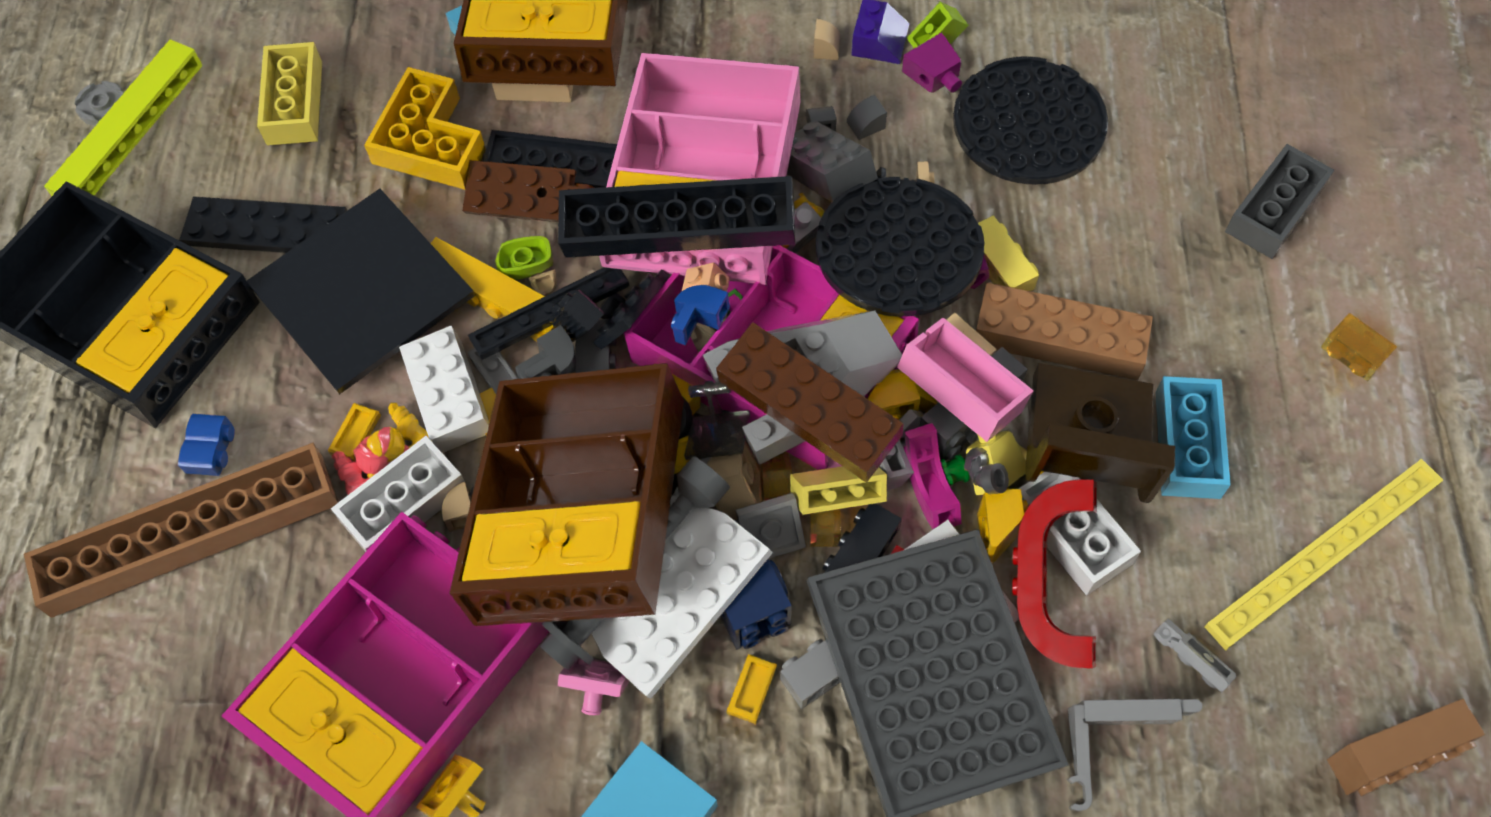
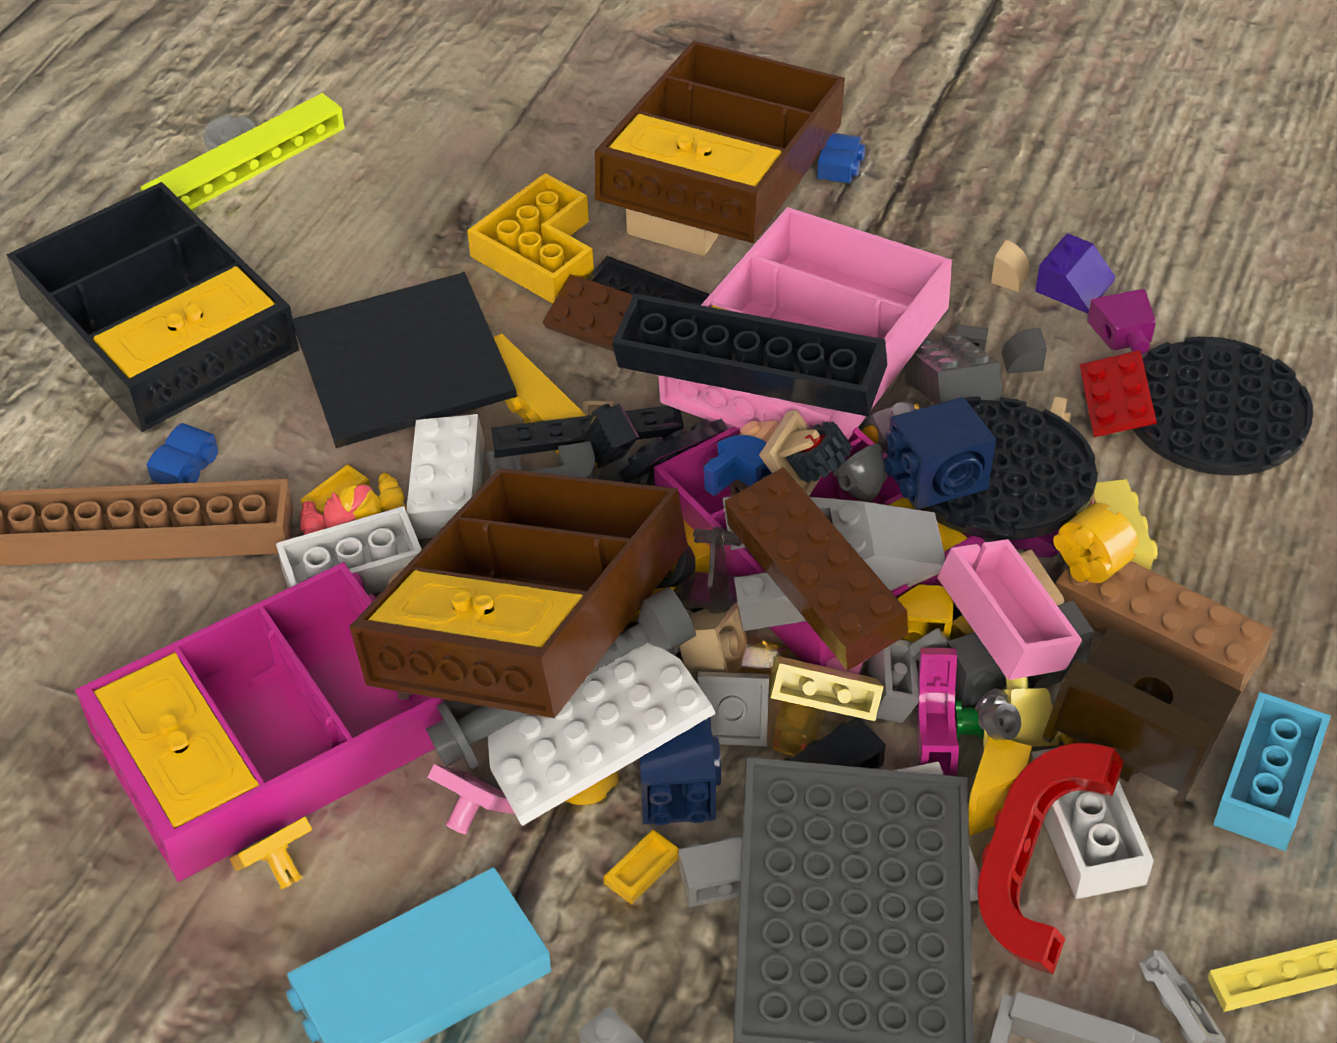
camera: 20 degrees right, 15 degrees down
(253, 223) = (321, 276): black plate -> none
(290, 93) = (416, 170): light yellow brick -> none
(524, 257) = (587, 379): lime piece -> none
(752, 291) = (804, 451): none -> plate
(802, 294) = (863, 473): none -> dark grey helmet
(861, 256) = (939, 453): none -> dark blue brick
(942, 20) = (1154, 278): lime slope -> none
(954, 135) = (1117, 394): none -> red plate
(1003, 291) = (1096, 543): none -> yellow brick

